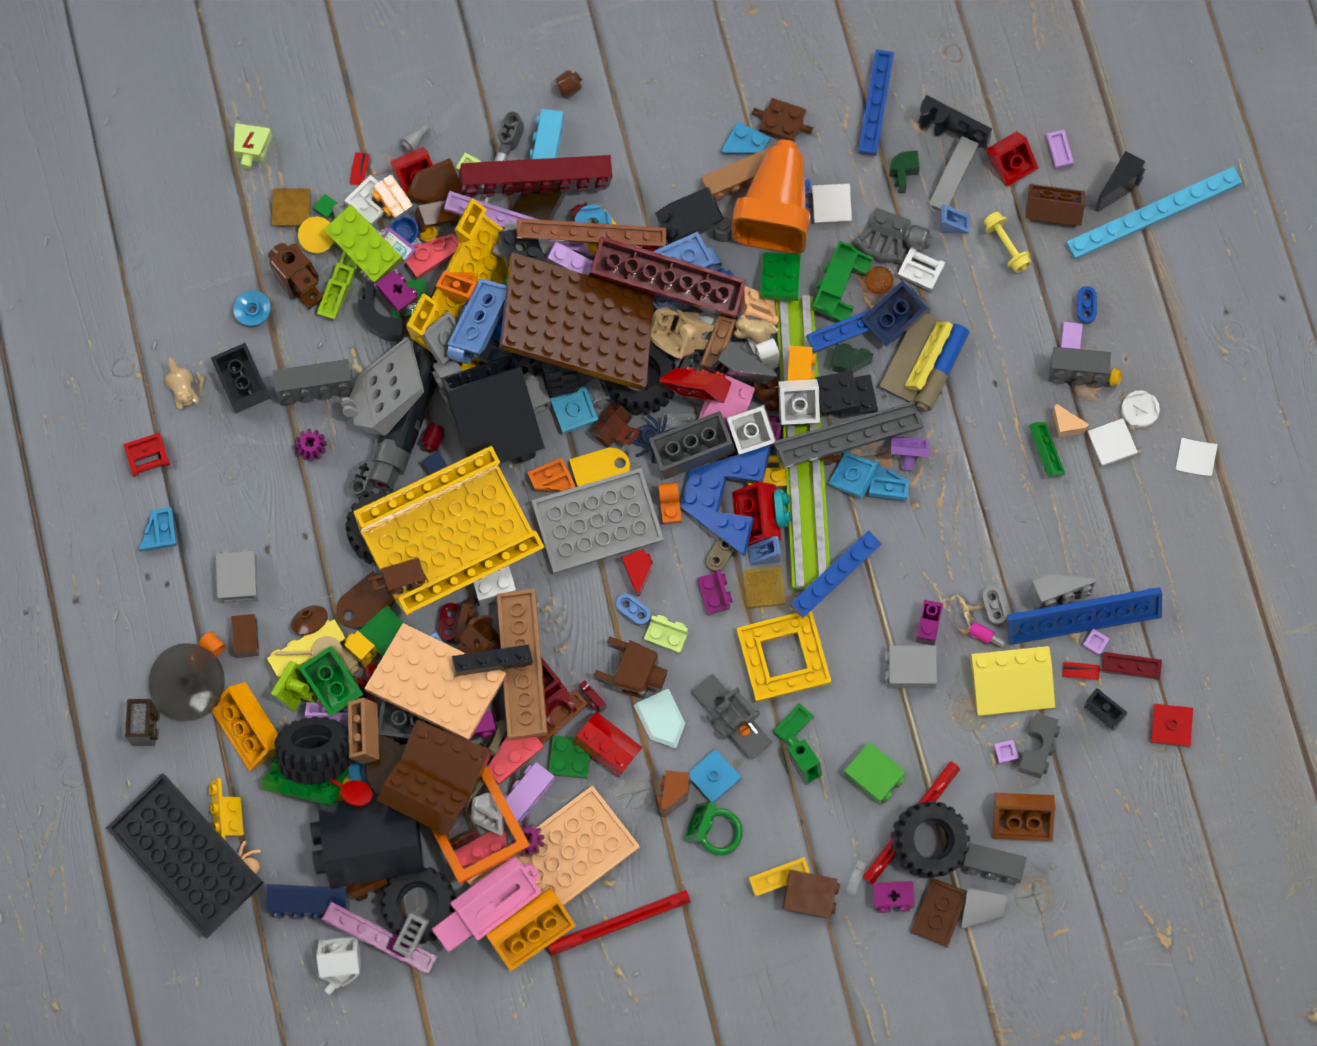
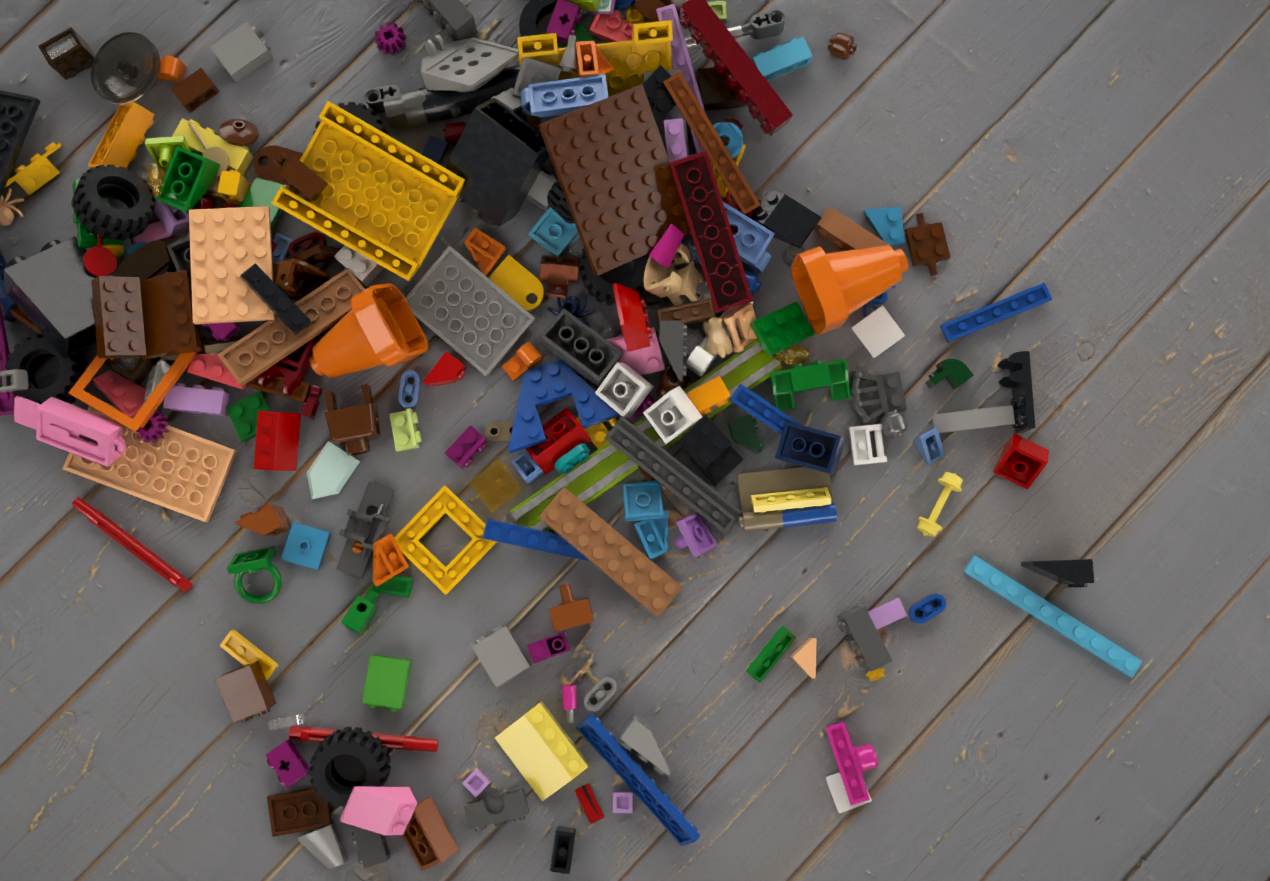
camera: 50 degrees right, 10 degrees up
(313, 705) = (155, 179): none -> clear yellow plant
(363, 730) = (151, 232): medium nougat brick -> none
(446, 300) = (569, 59): none -> light grey cone
(530, 929) = (75, 476): light orange slope -> none
(570, 611) = (371, 334): none -> orange cone
(655, 321) = (667, 246): none -> dark pink slope
(771, 709) = (387, 559): none -> orange wing
(808, 281) = (793, 355): none -> clear yellow plant
(879, 280) = (833, 414): clear orange hair -> none
(880, 525) = (610, 552): none -> medium nougat plate
(911, 585) = (571, 612): none -> dark orange brick
(980, 829) = (380, 809): none -> bright pink slope
(1055, 205) = (1002, 525): reddish brown slope -> none
(1059, 149) = (1057, 497): lavender tile -> none
(1112, 442) = (814, 706): white tile -> none
(1131, 665) = (620, 846): dark red tile -> none
(1140, 409) = (861, 713): white tile -> none
(1174, 439) = (851, 761): none -> dark pink plate

